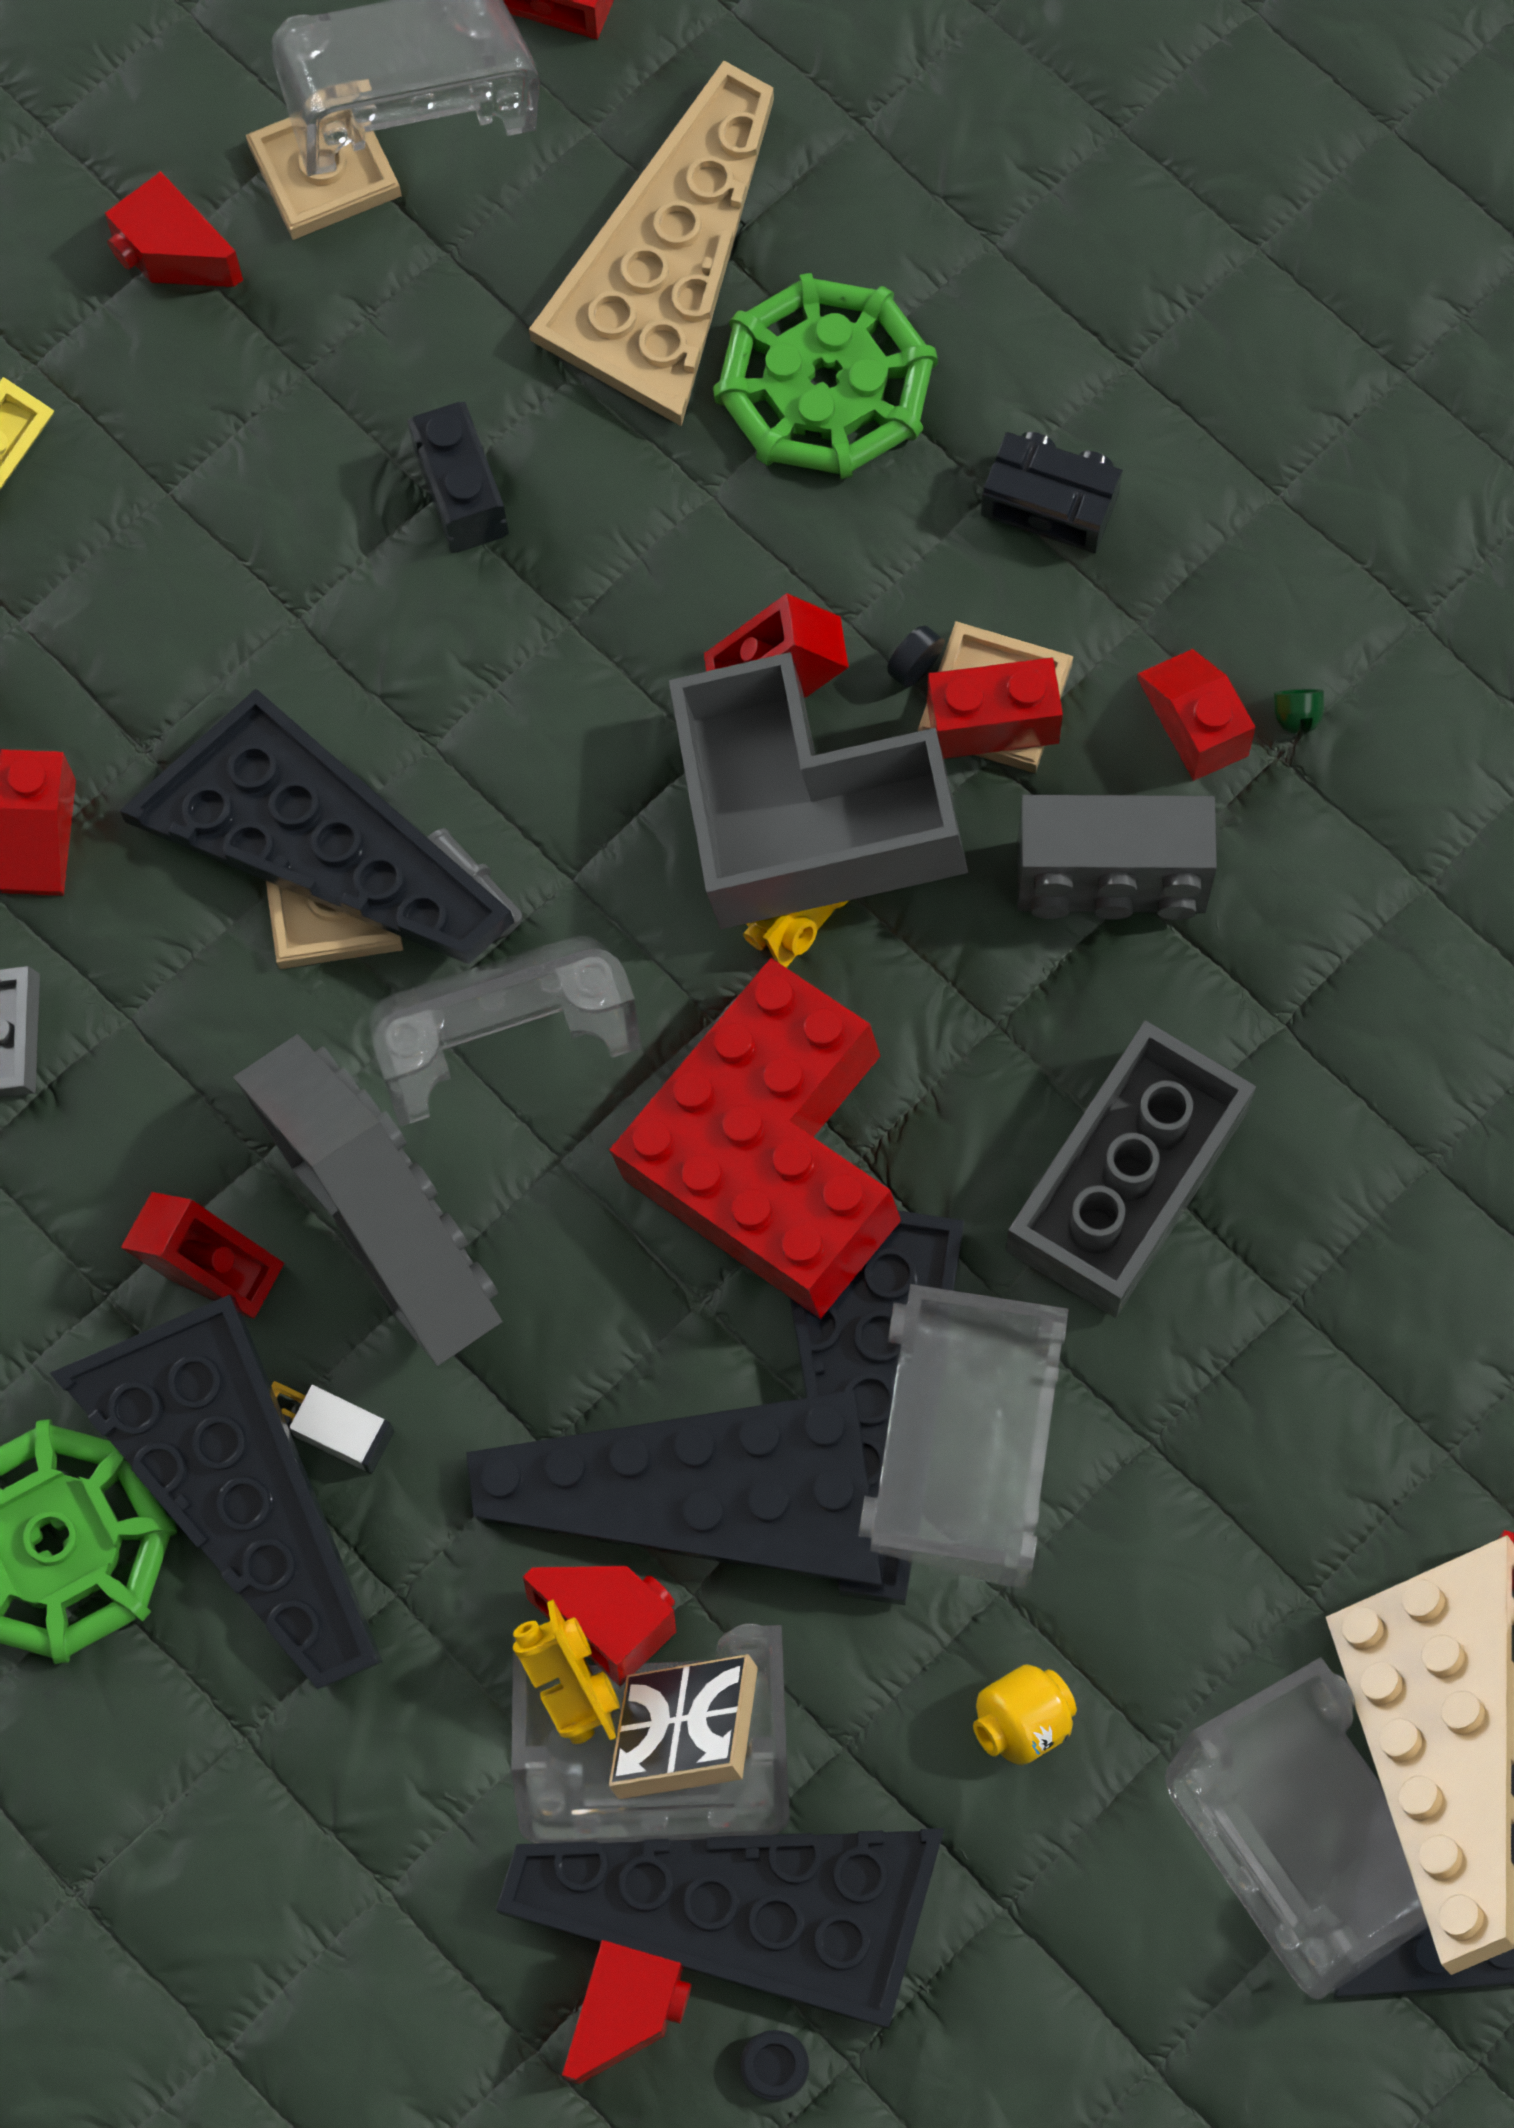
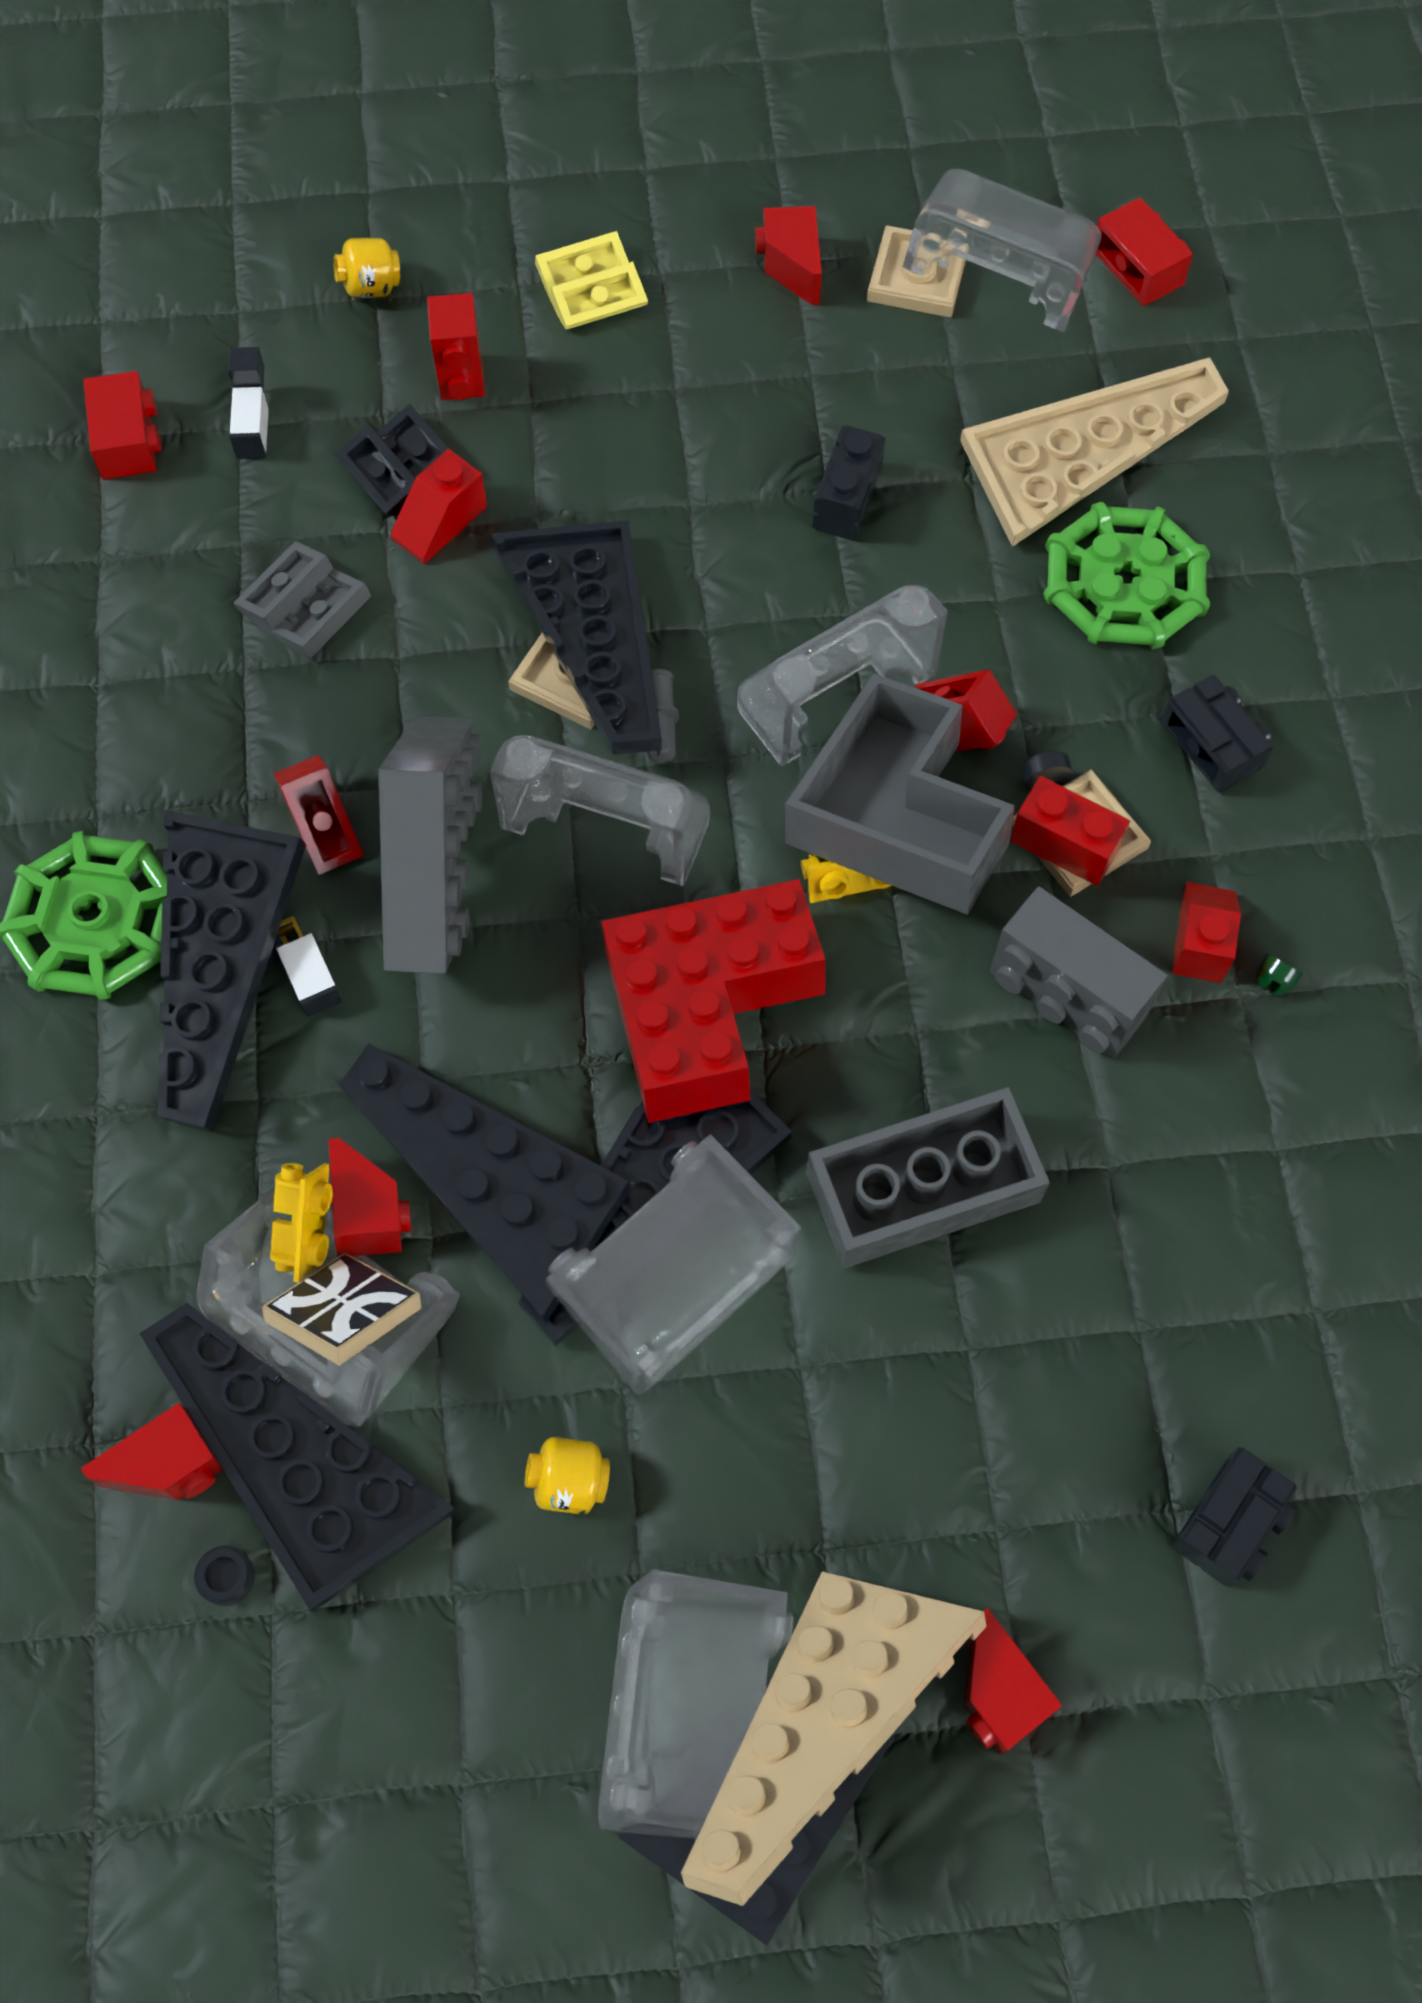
camera: 35 degrees right, 5 degrees down
(583, 758) = (891, 634): none -> clear windscreen

